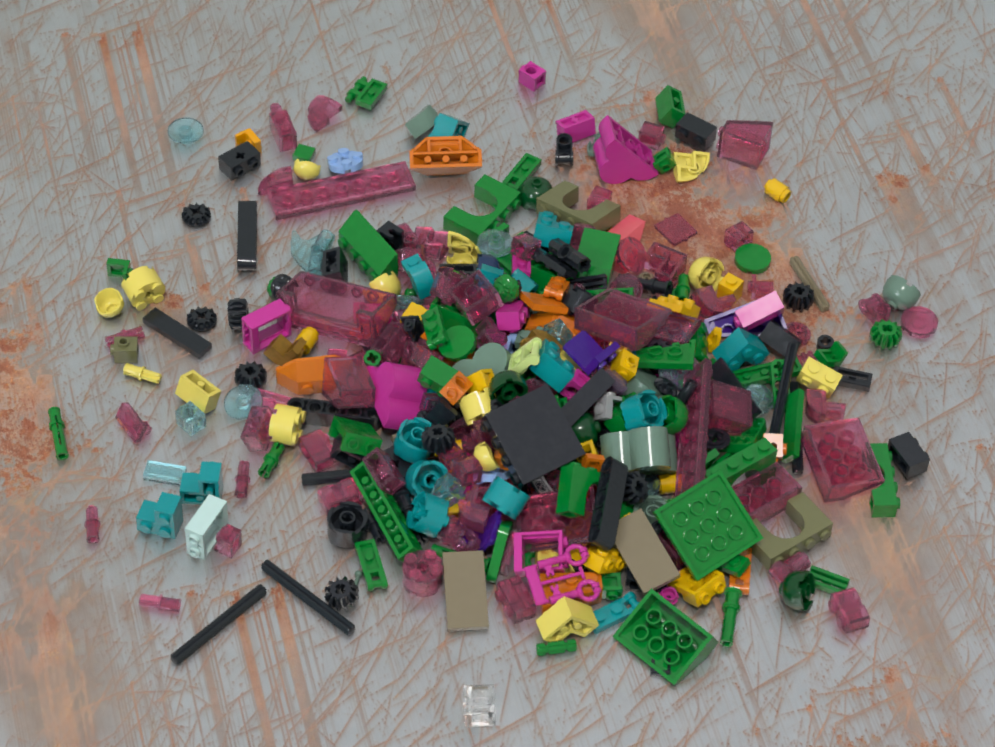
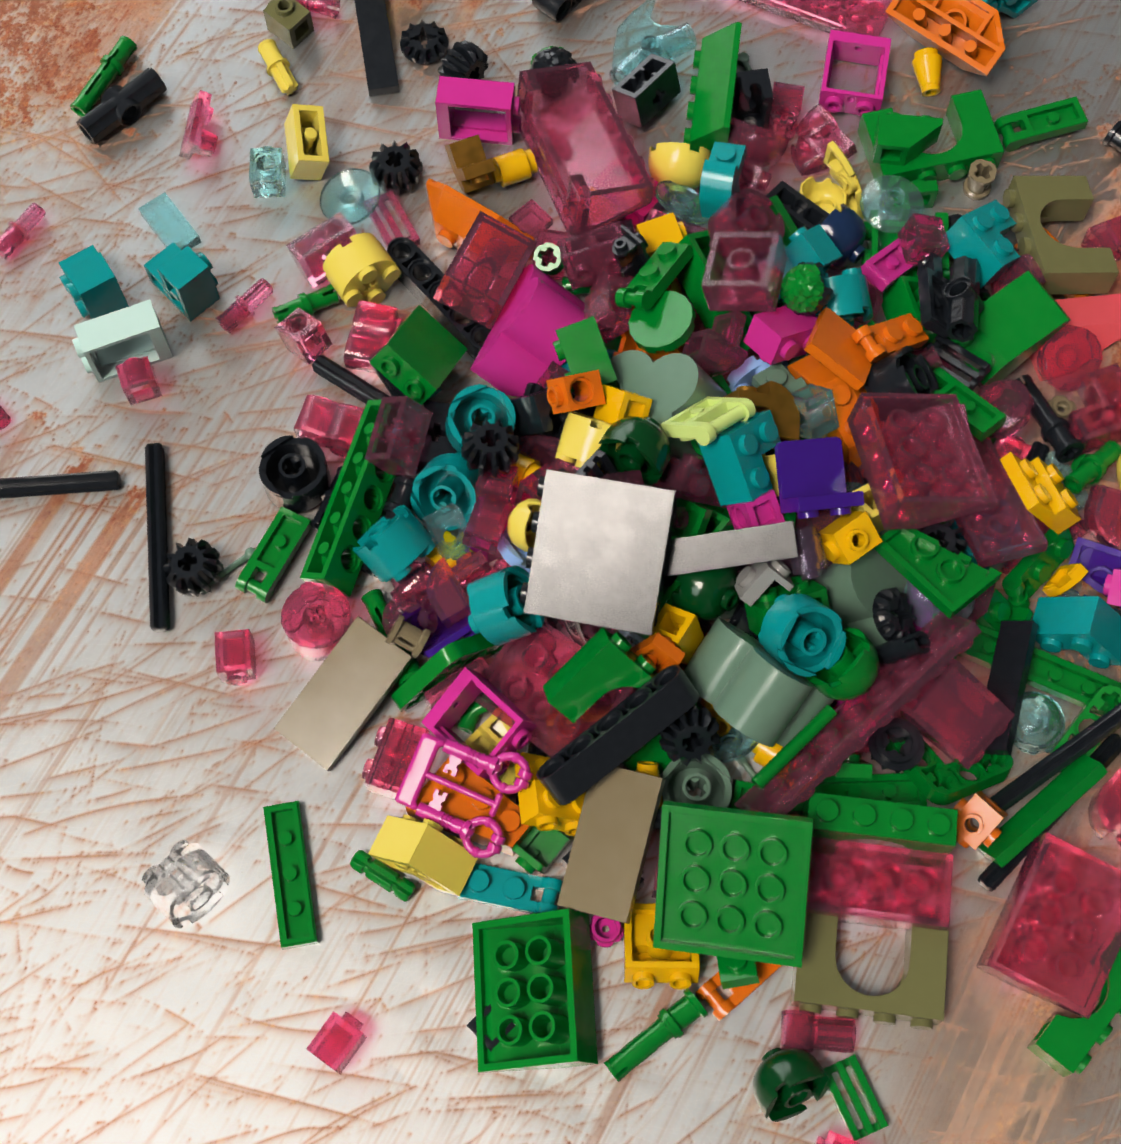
camera: 45 degrees right, 20 degrees up
(83, 438) = (121, 105): none -> black piece
(287, 470) = (303, 335): none -> clear pink brick
(400, 613) = (235, 656): none -> clear pink brick
(419, 189) = (871, 51): none -> dark pink window
(450, 183) = (927, 68): none -> yellow cone
(468, 541) = (408, 636): none -> dark tan bush
(473, 212) = (903, 137): none -> green slope
(516, 677) = (290, 875): none -> green tile
(519, 212) = (979, 179): none -> dark tan bush
(531, 189) = (1029, 158): dark green cylinder -> none
(606, 716) = (337, 1041): none -> clear pink brick
(678, 464) = (793, 747): none -> green bar

